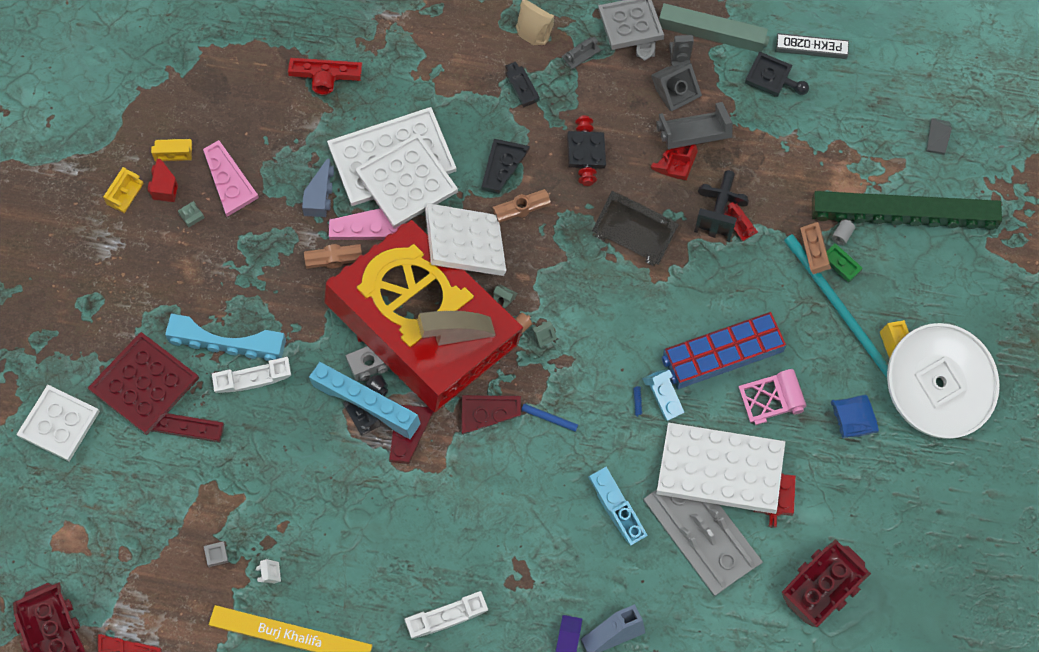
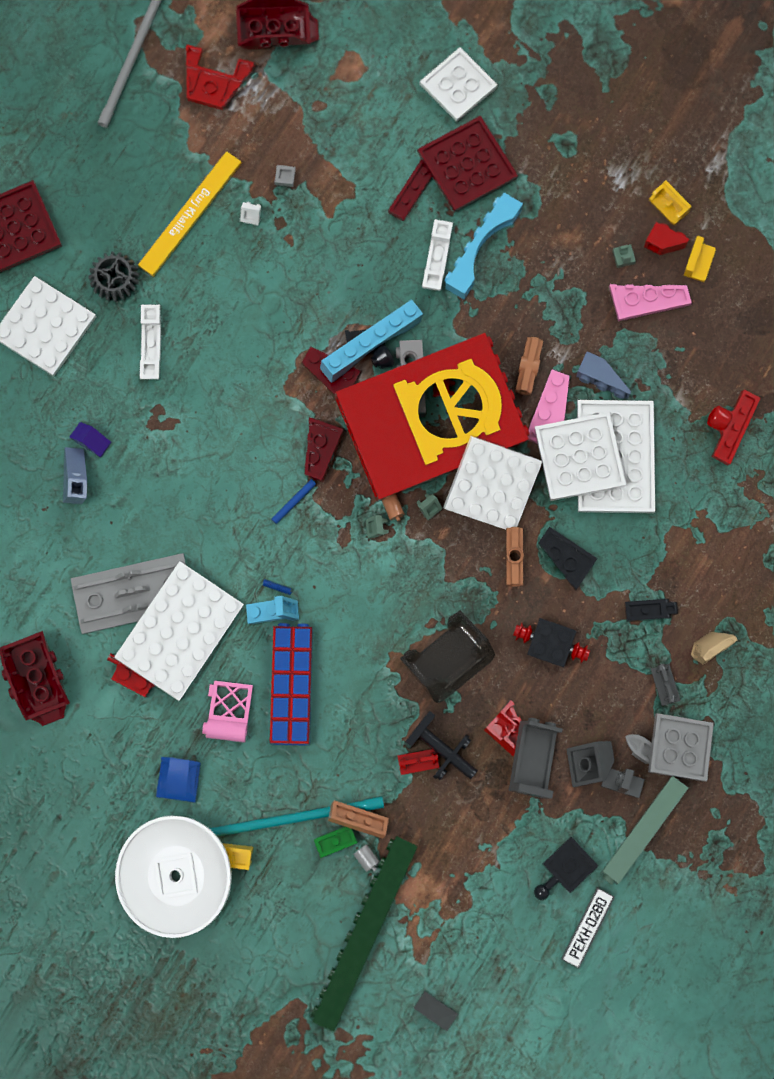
camera: 115 degrees right, 10 degrees up
(455, 326) = (393, 429): dark tan slope -> none
(617, 507) = (183, 525): medium azure slope -> none

